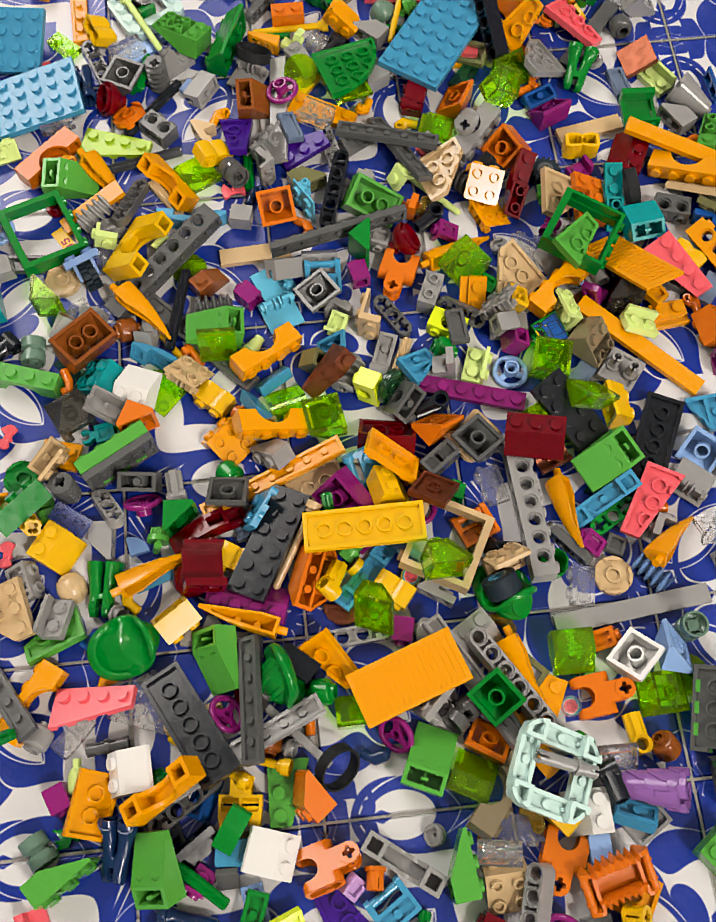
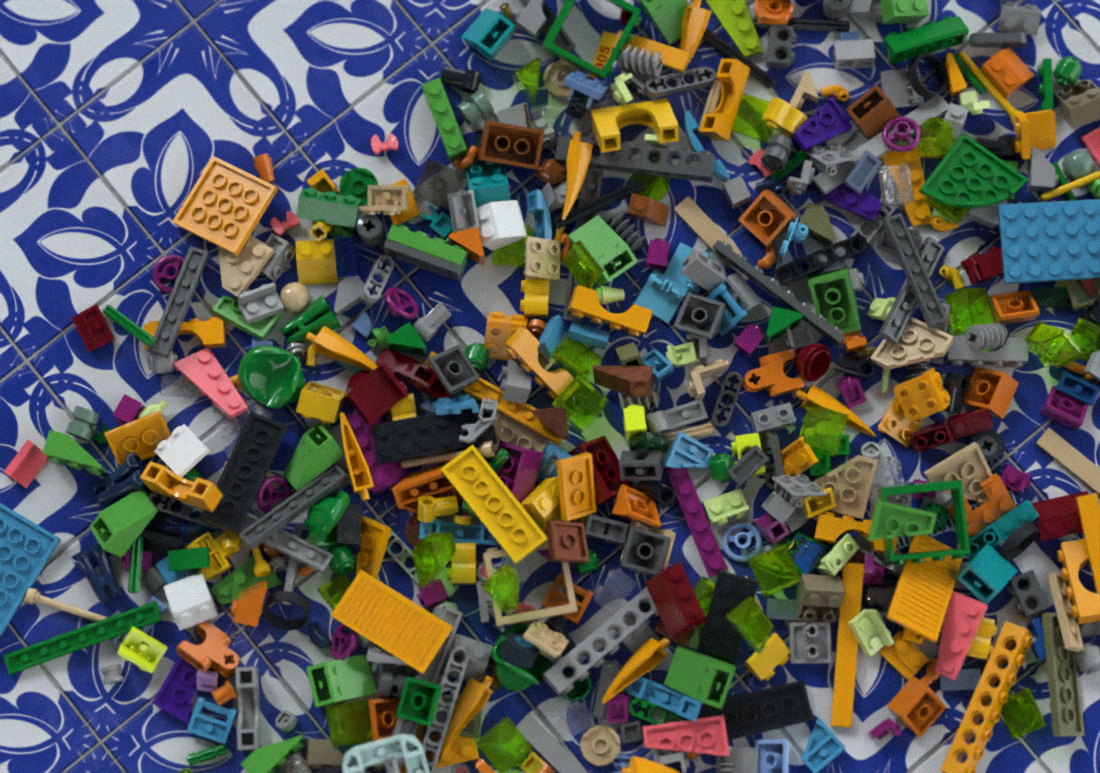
camera: 60 degrees right, 10 degrees up
(107, 746) = (190, 419): dark grey pin -> none
(139, 481) = (417, 287): dark grey brick -> none
(290, 504) = (481, 425): none -> light grey piece
(315, 41) = (986, 127): clear wheel -> none
(325, 438) = (555, 419): none -> copper slope
(445, 364) = (704, 478): light grey slope -> none
(579, 144) = (1036, 459): yellow brick -> none

